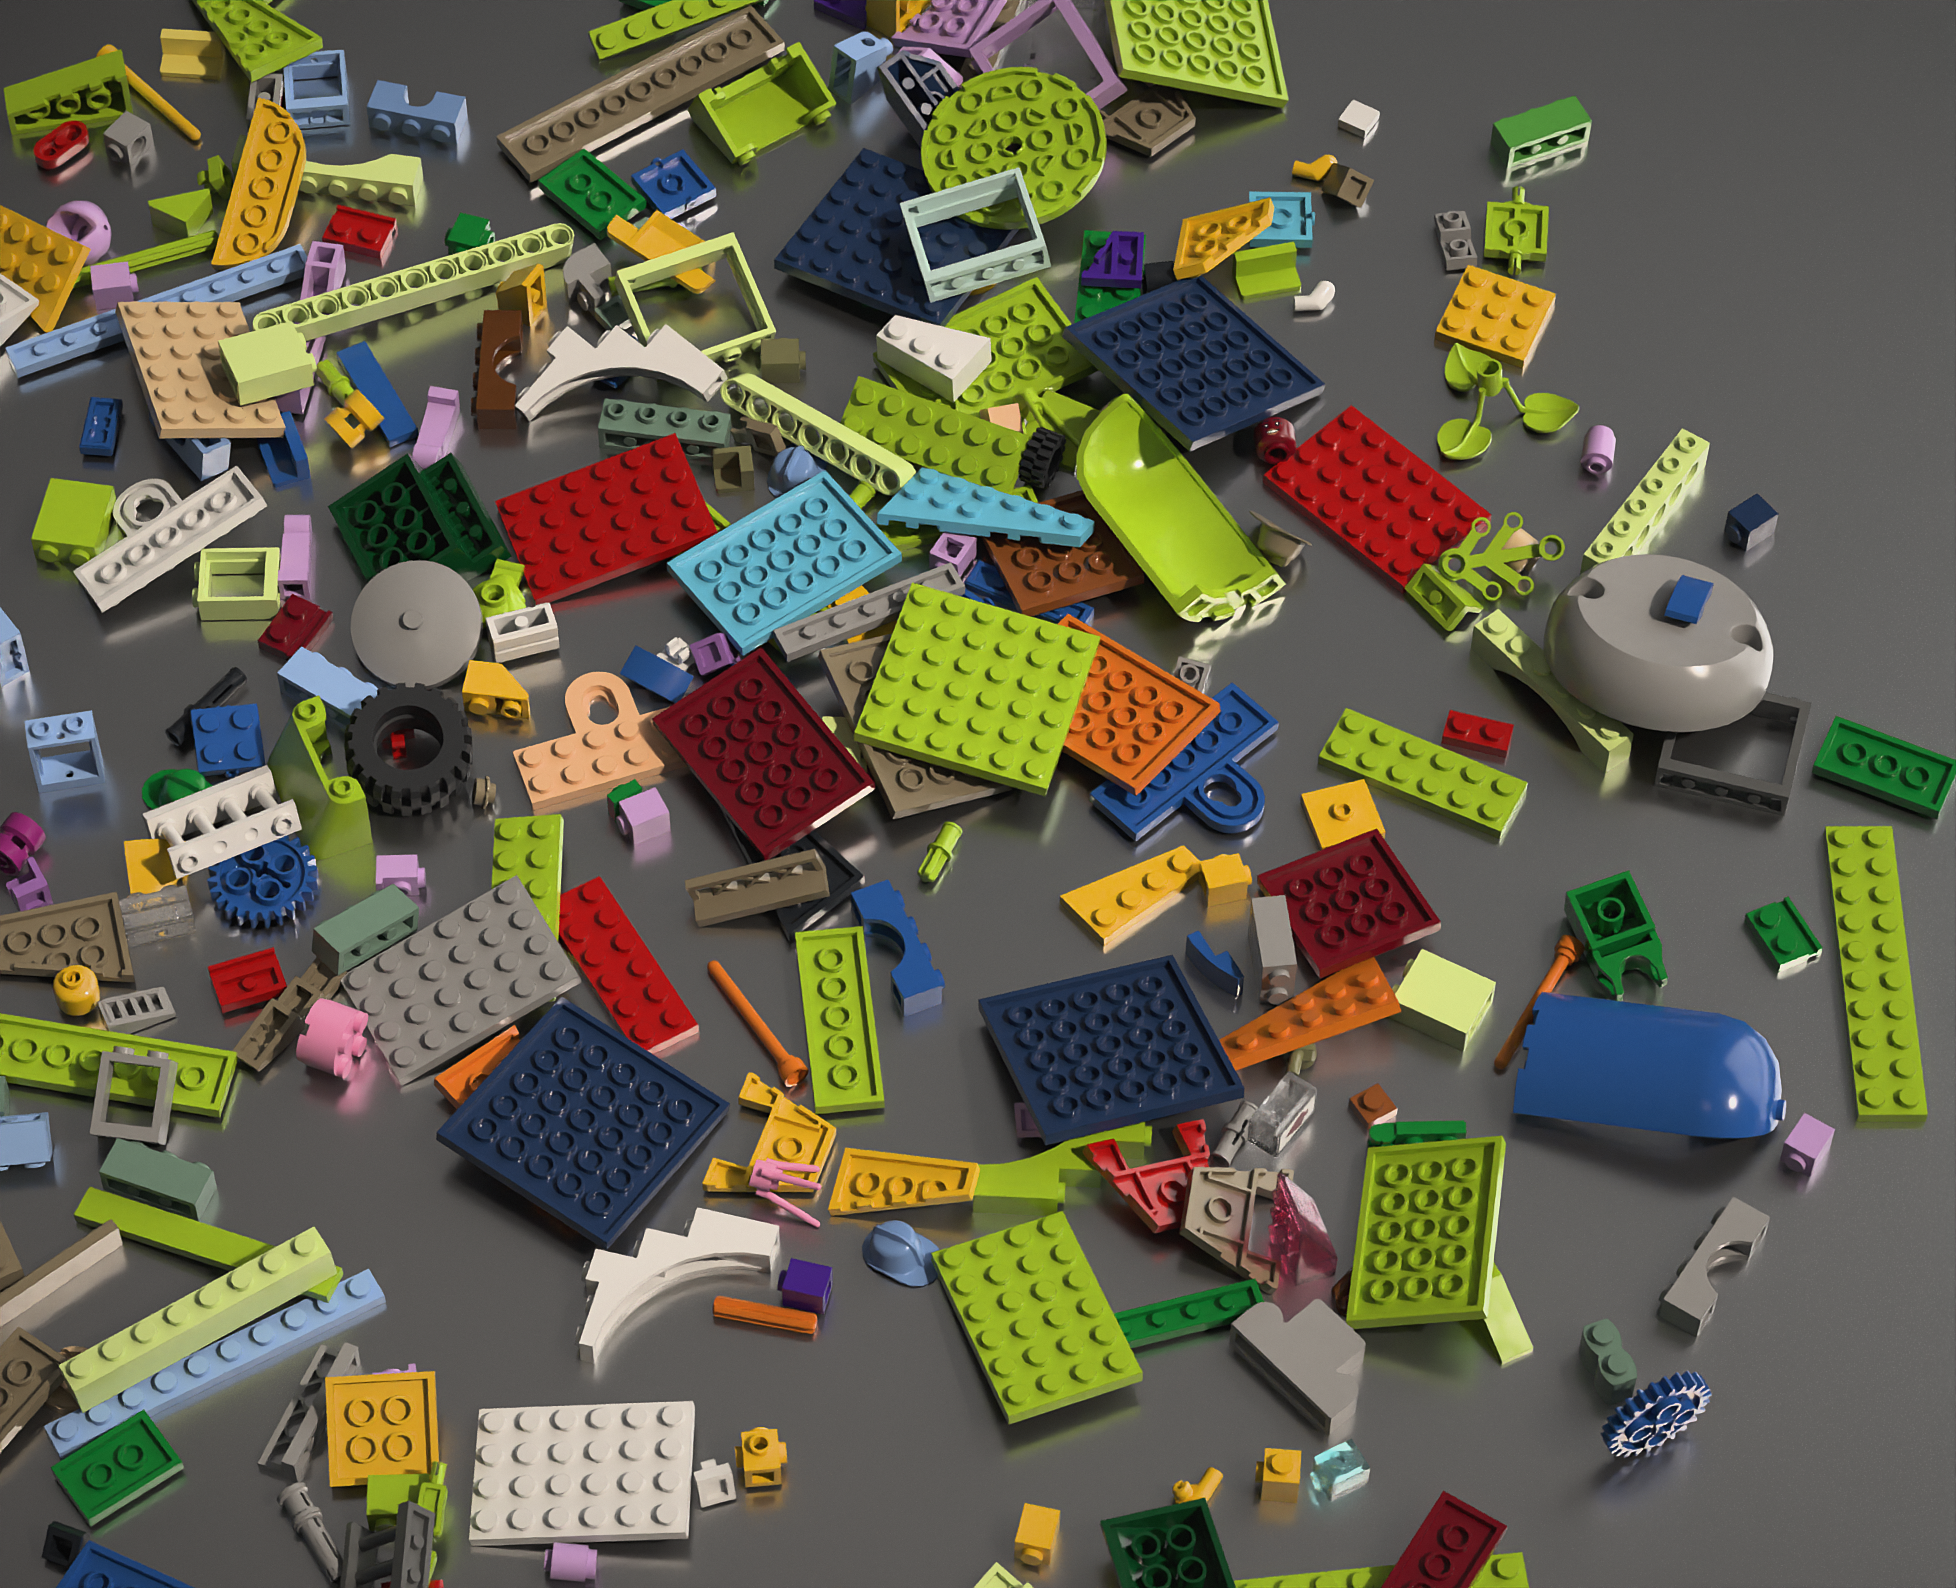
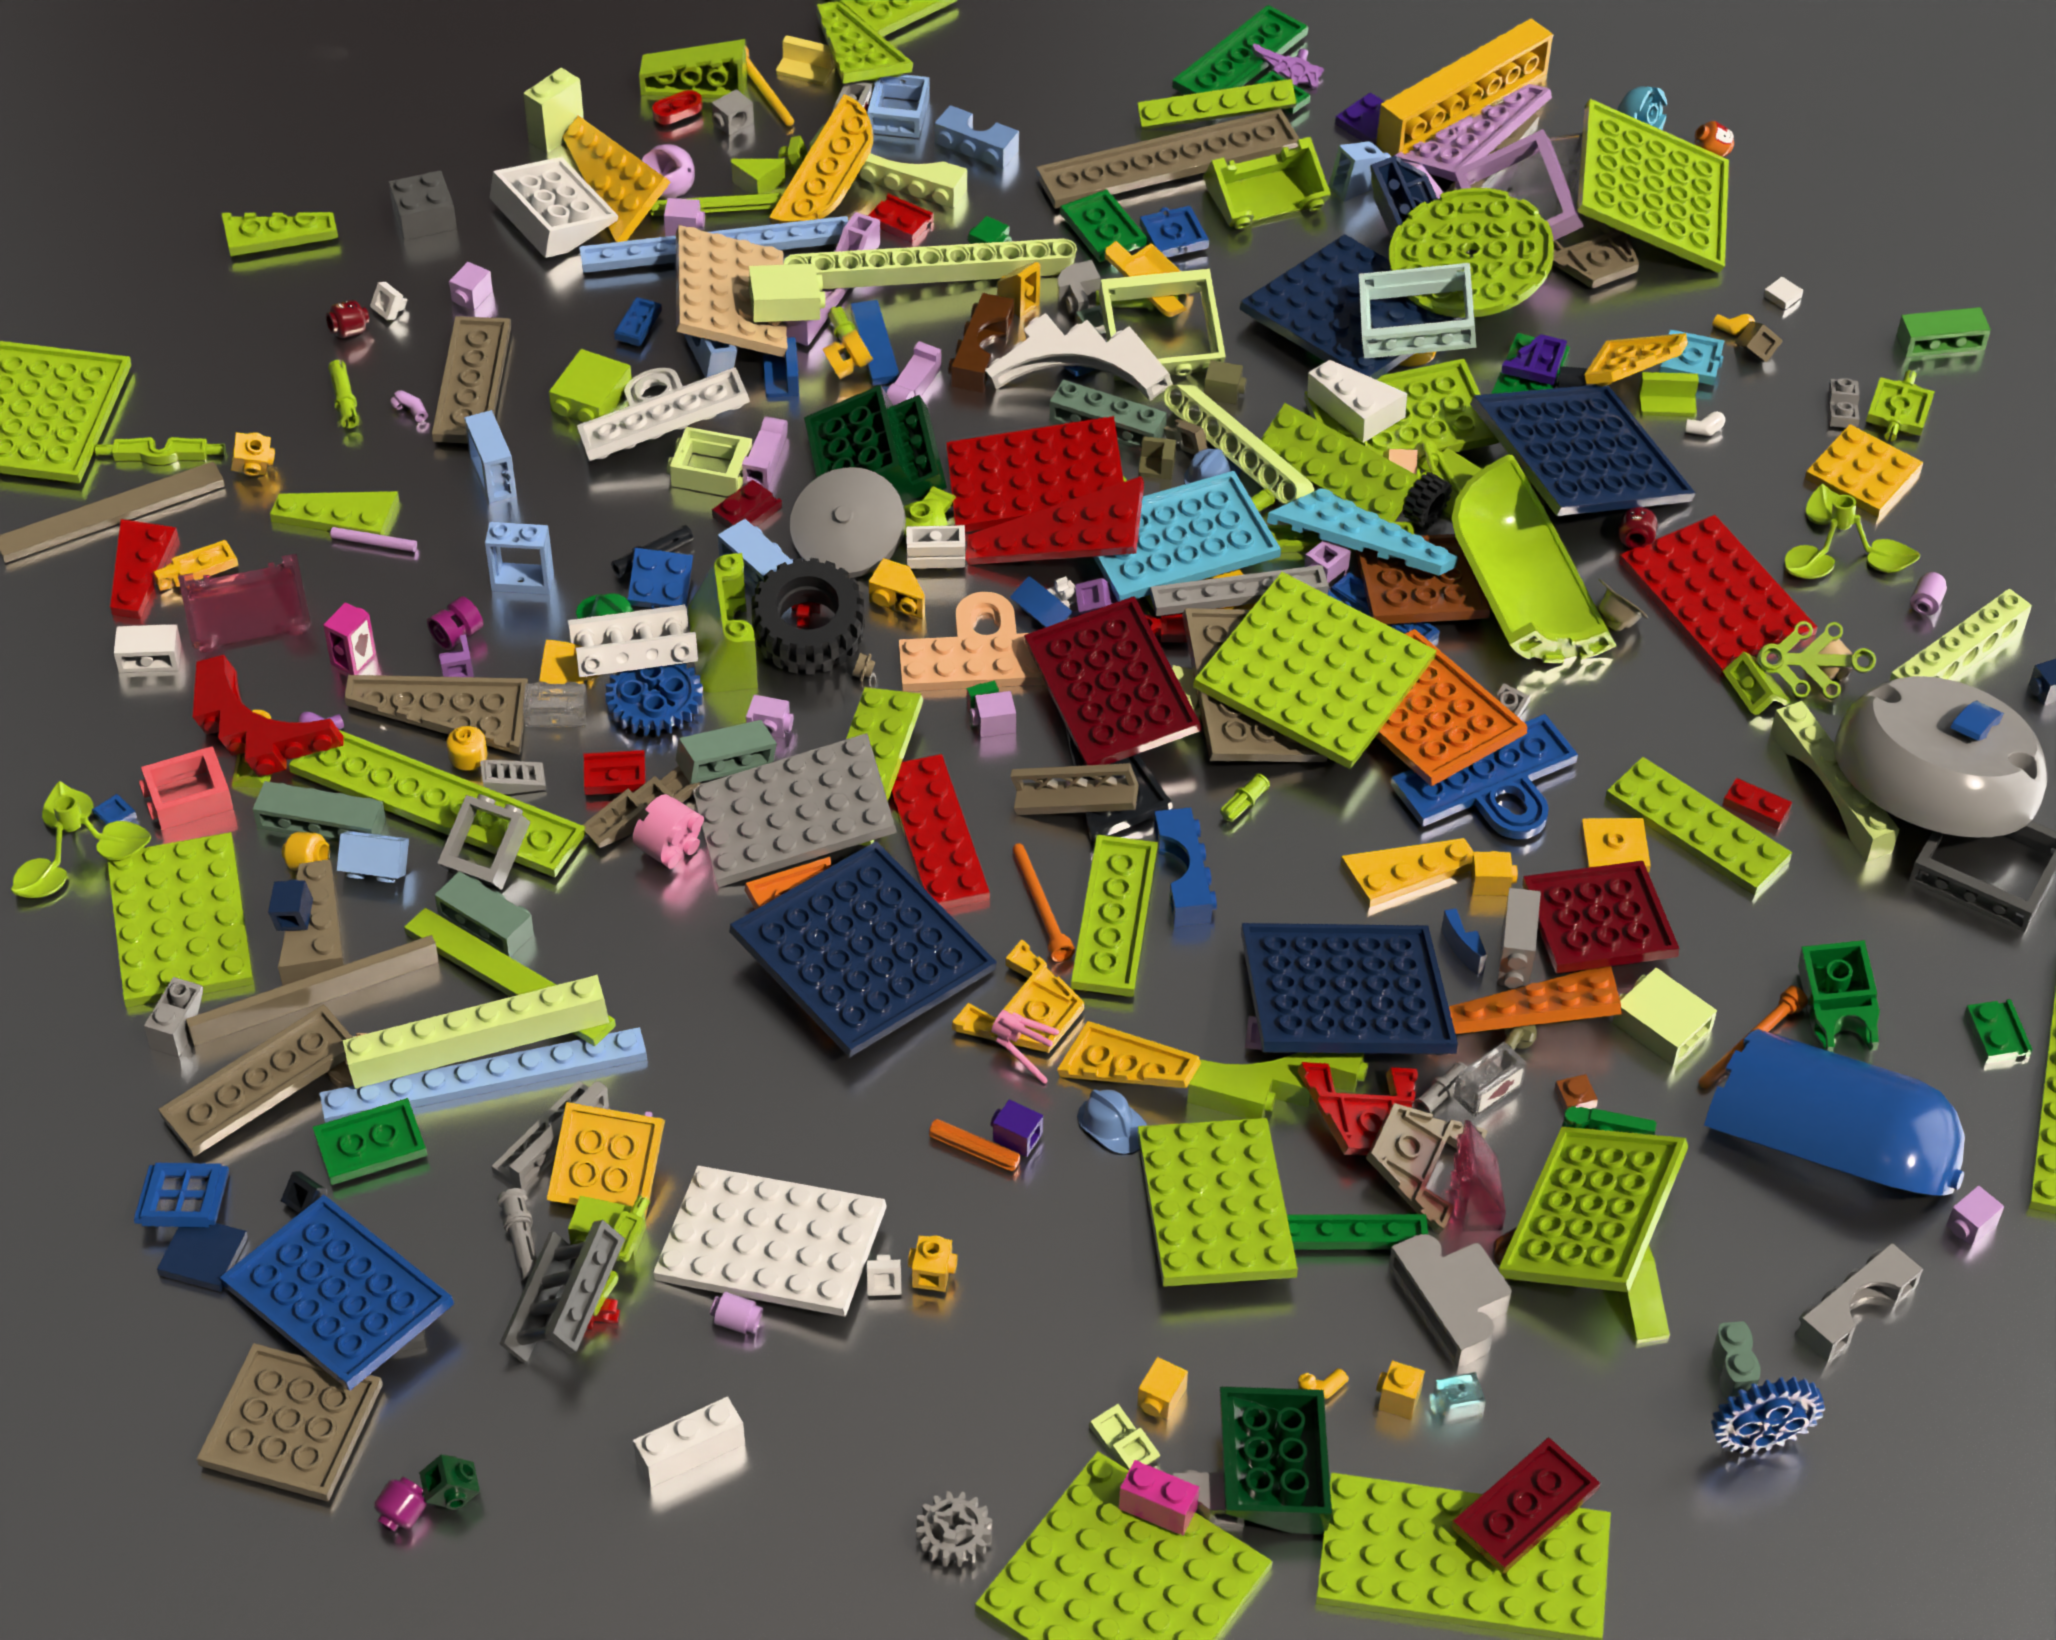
camera: 15 degrees right, 5 degrees down
(678, 576) = (1082, 527): none -> red wing
(708, 1244) = (896, 1076): white arch -> none
(804, 670) = (1169, 627): none -> red plate

